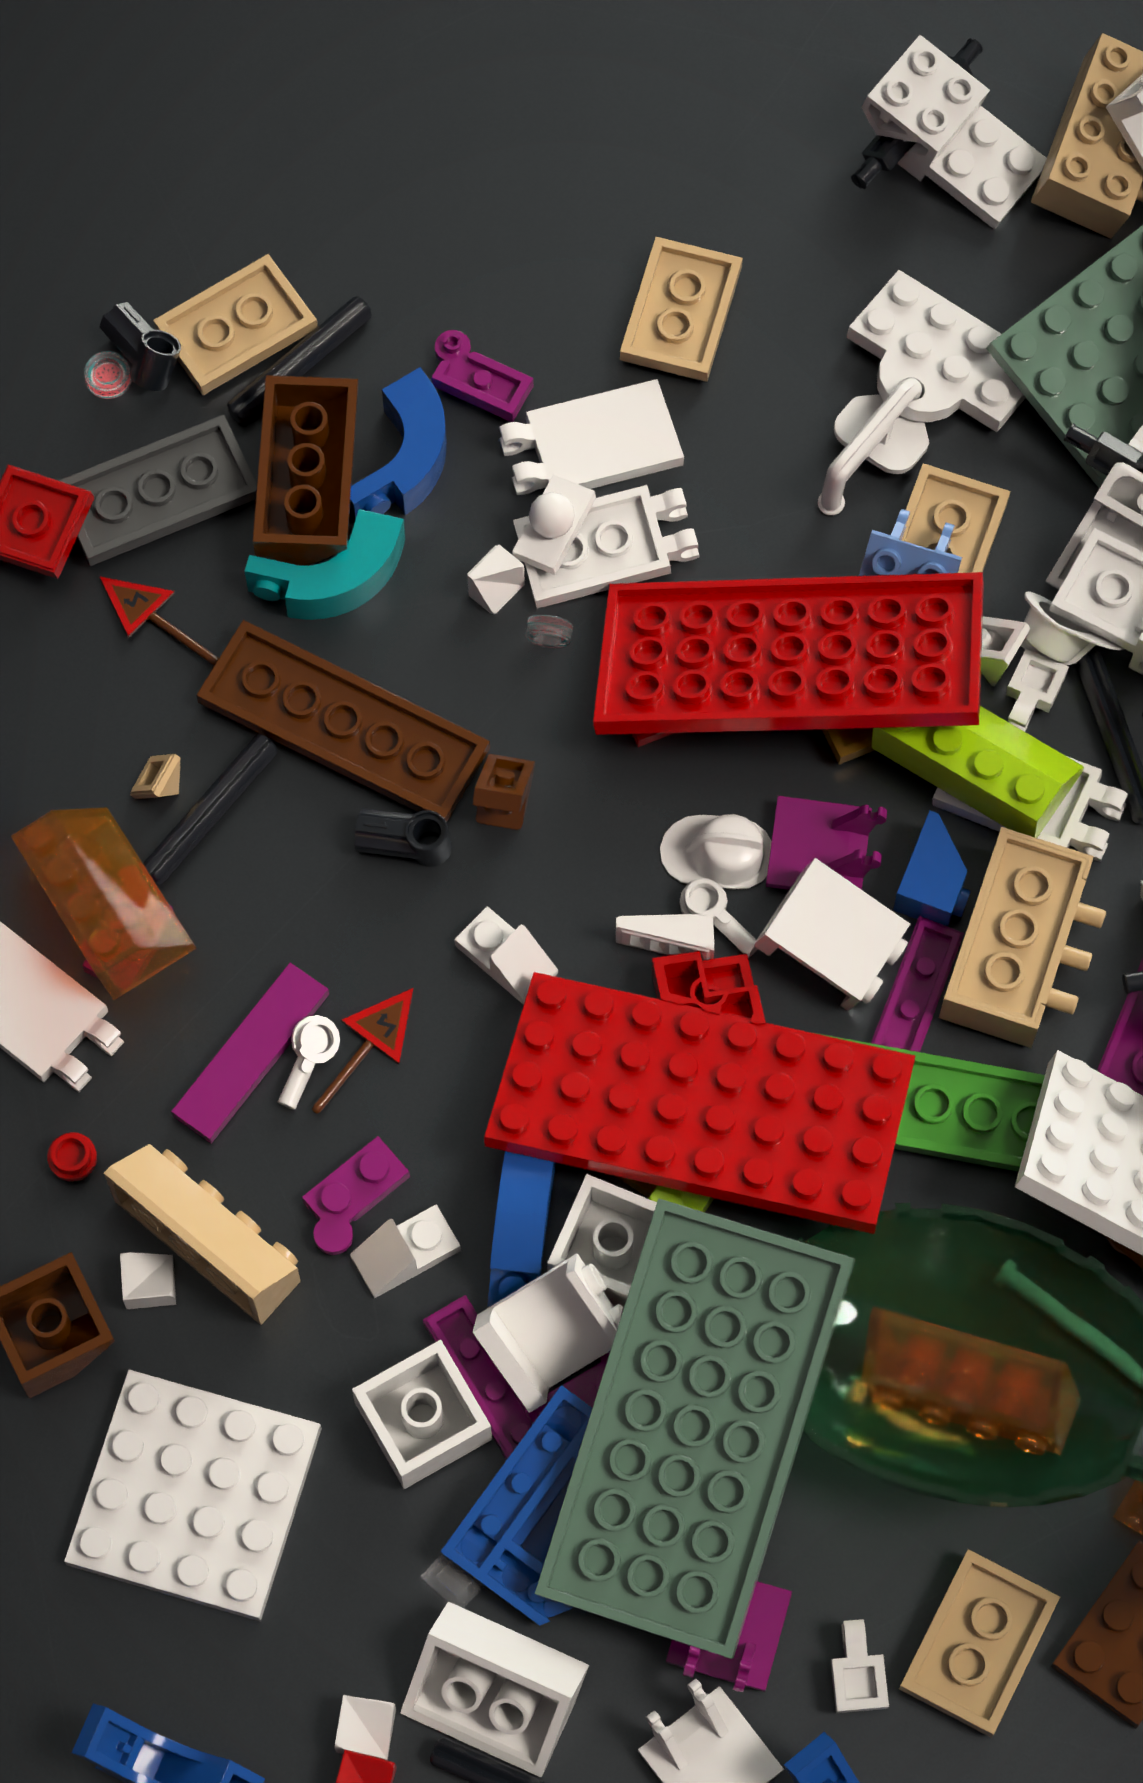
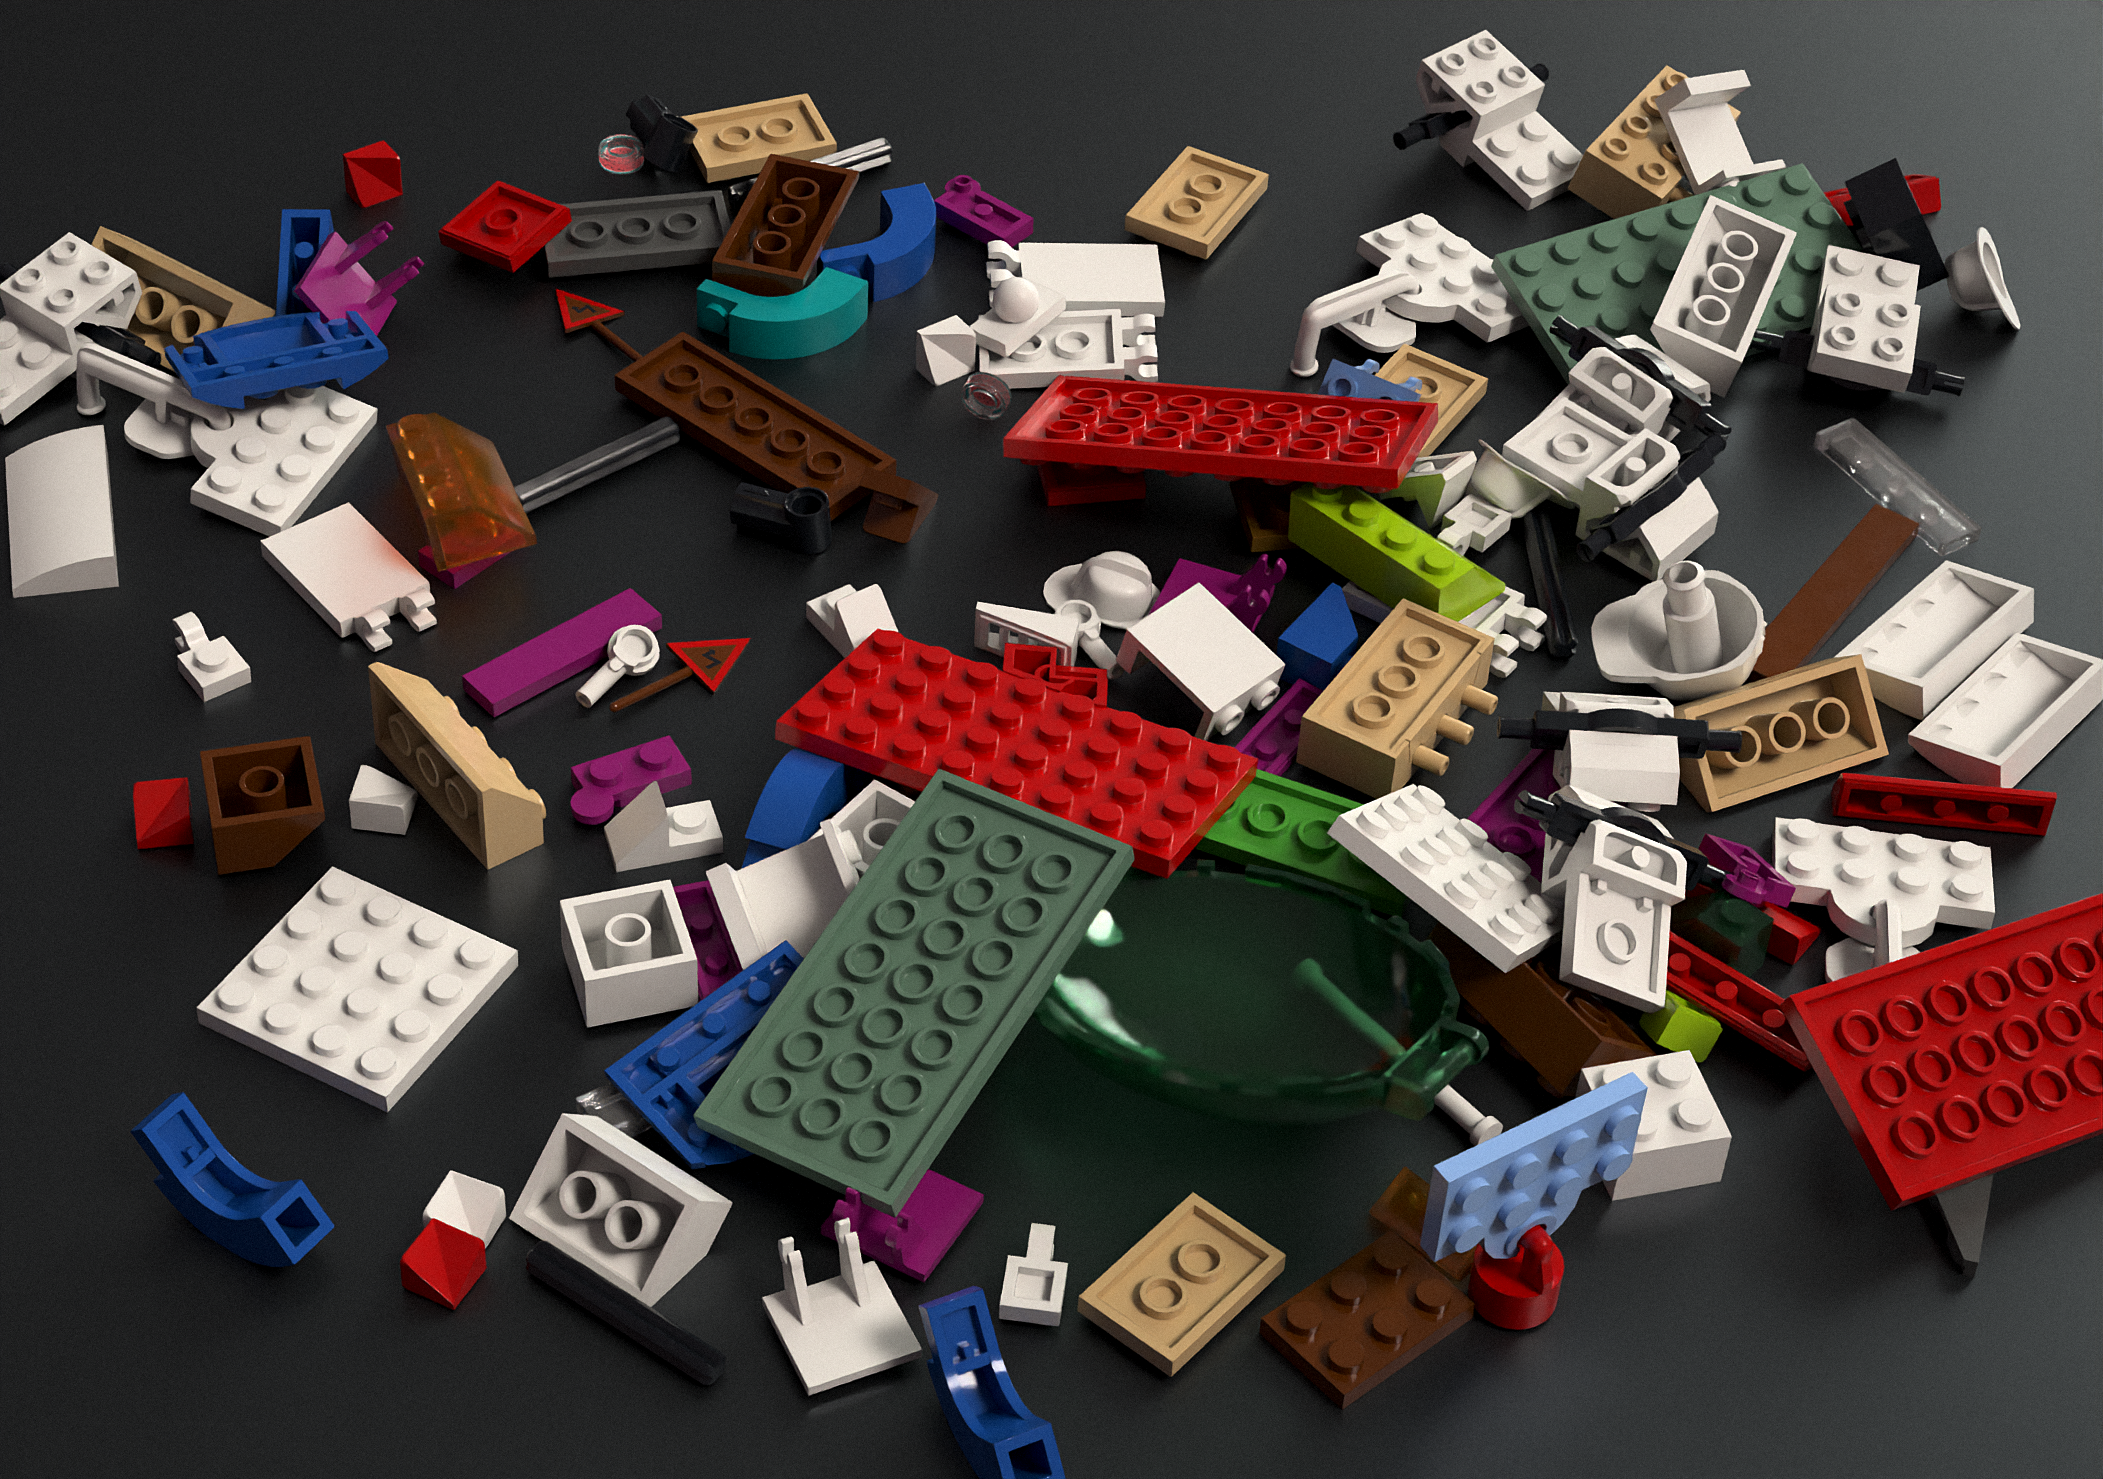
camera: 10 degrees right, 25 degrees down
(72, 1156) = (345, 691): red plate -> none
(158, 777) = (555, 435): tan slope -> none
(969, 1382) = (1232, 1005): clear orange slope -> none

